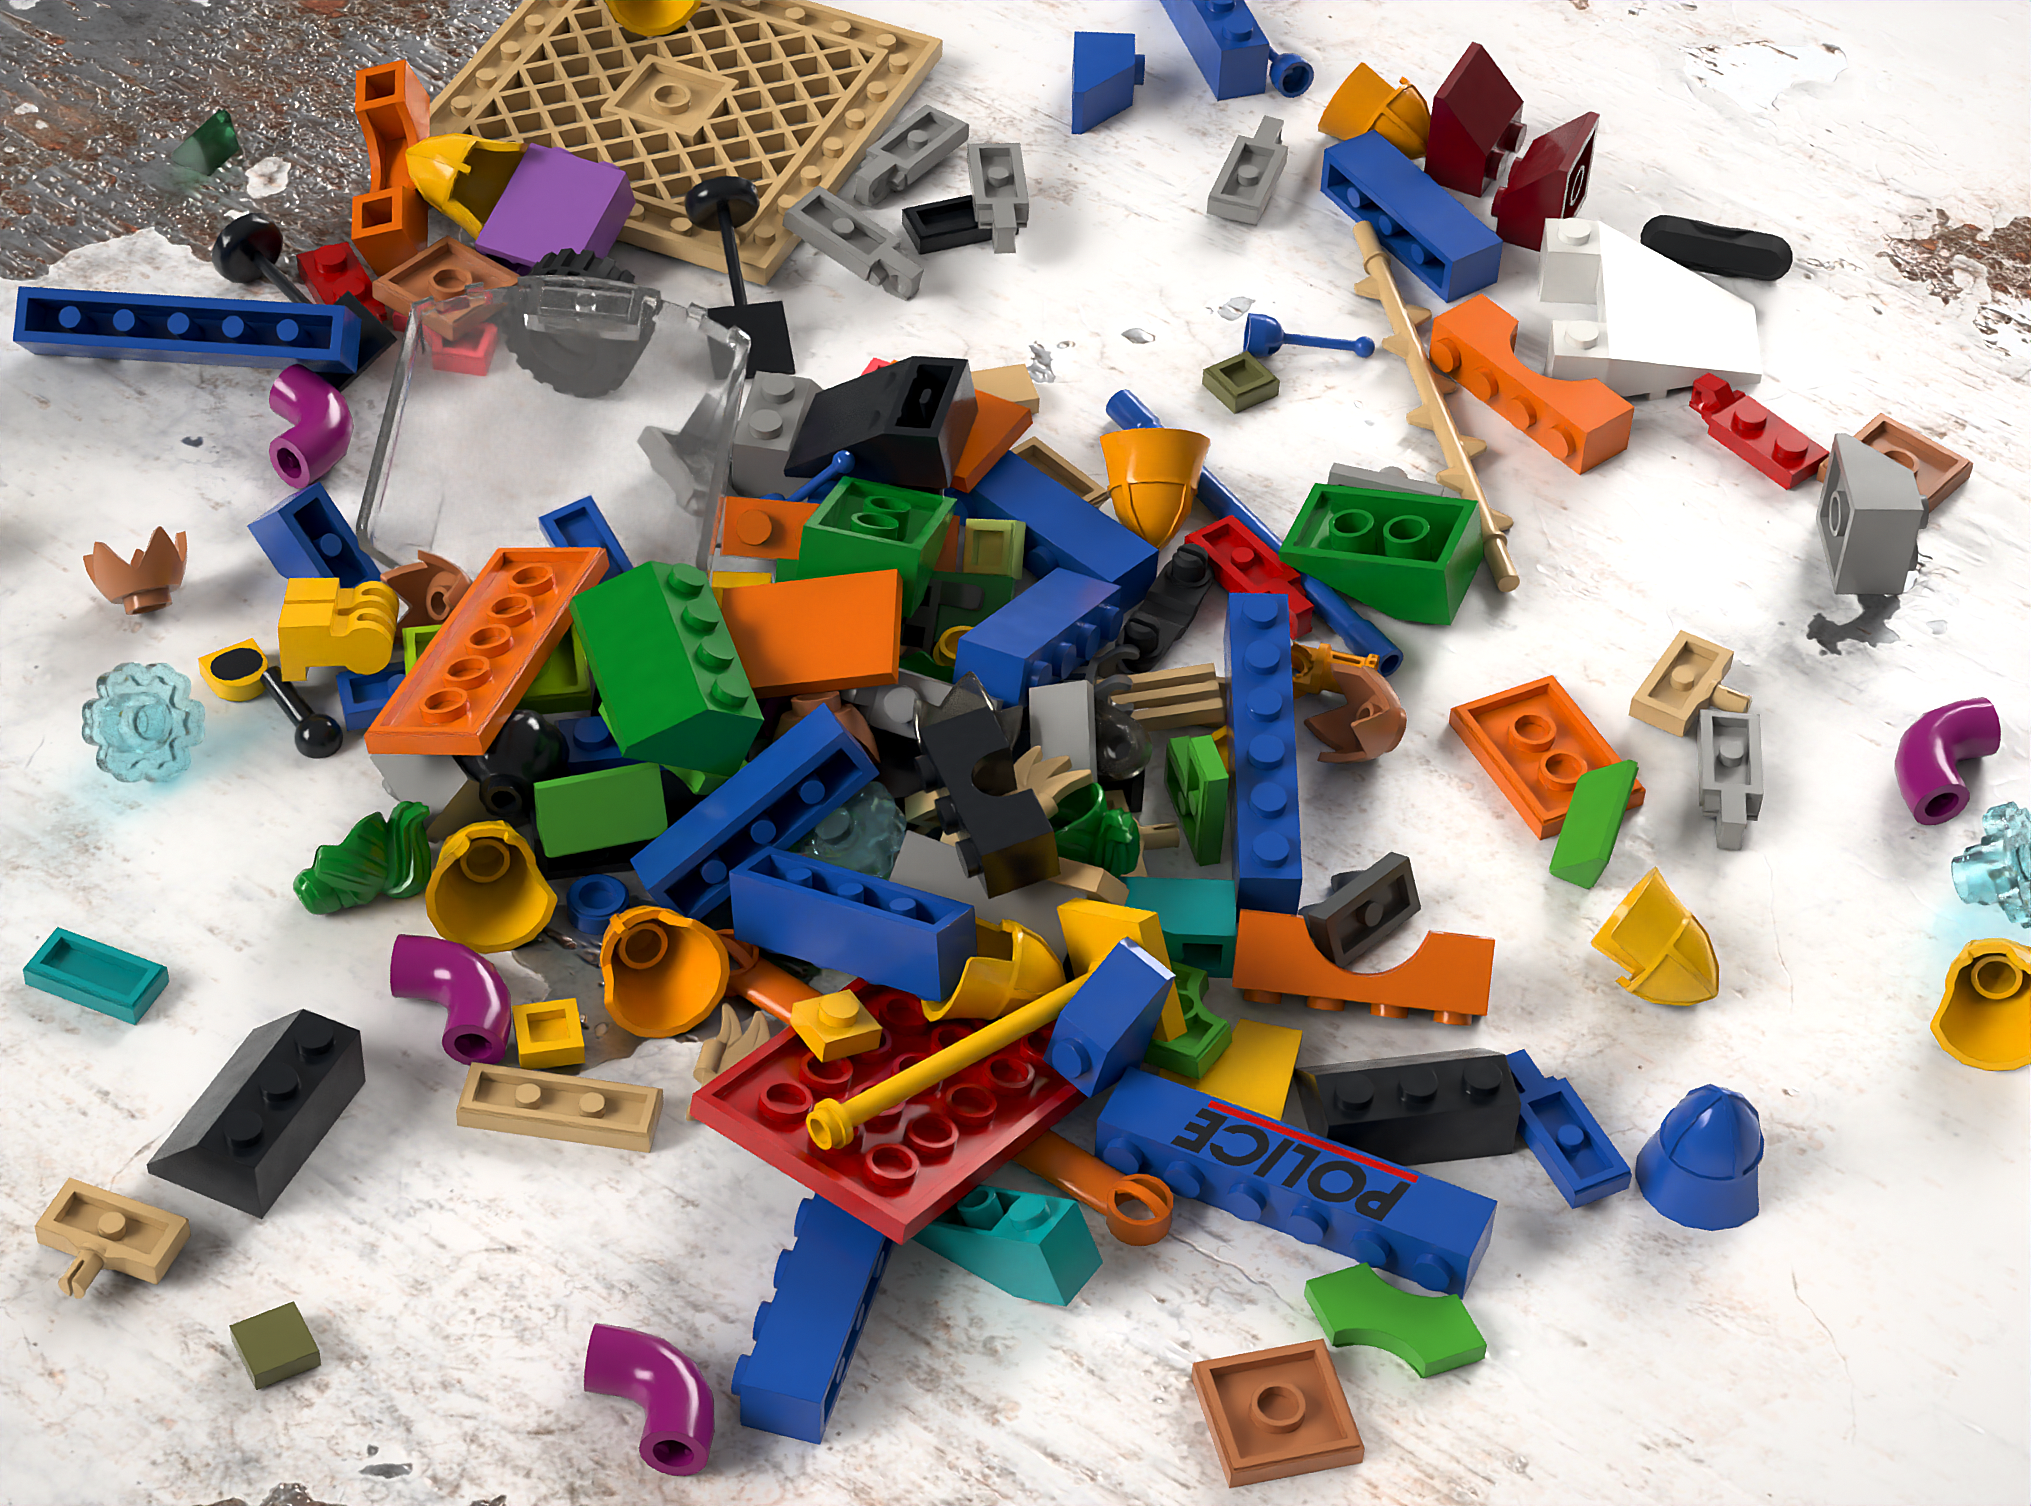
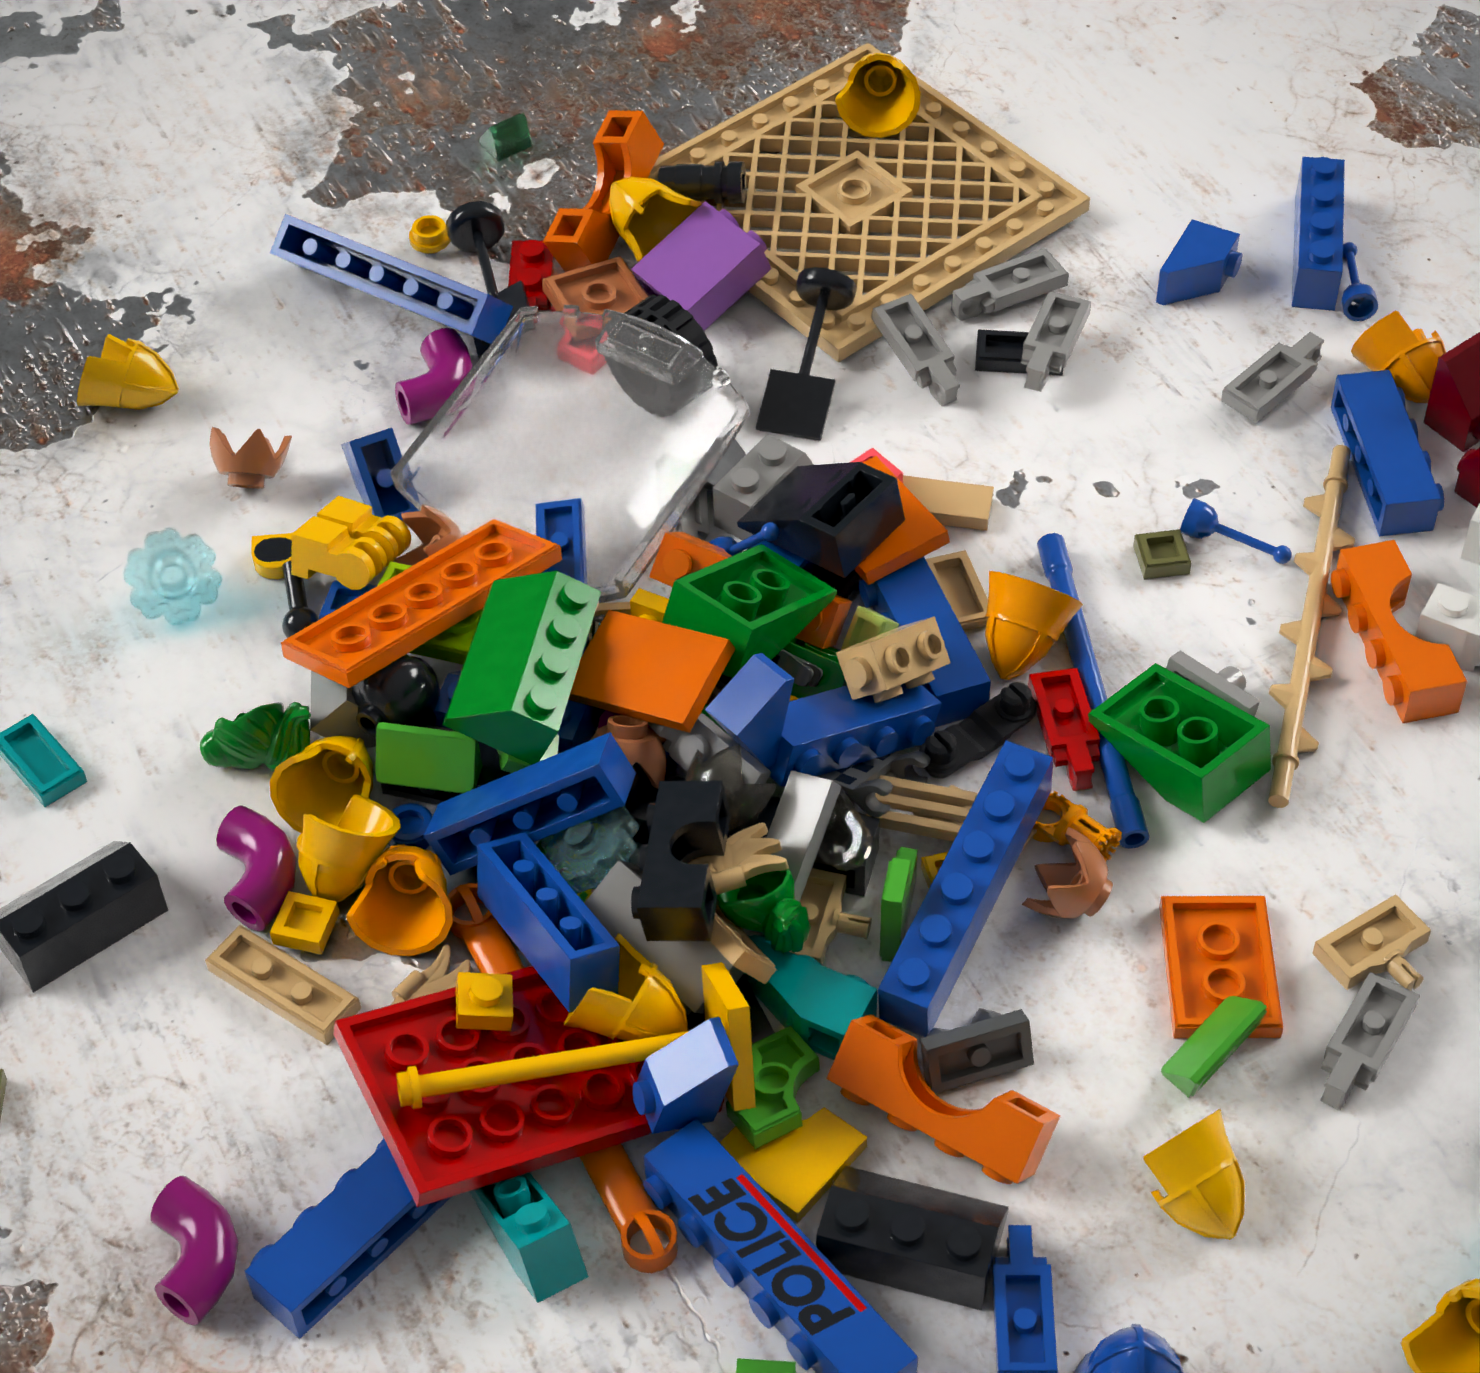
camera: 30 degrees right, 5 degrees up
(187, 274) = (429, 234): none -> yellow plate
(517, 122) = (707, 182): none -> black axle
(556, 937) = (339, 857): none -> yellow helmet
(968, 628) = (755, 707): none -> slope
(1062, 550) = (892, 659): none -> tan brick

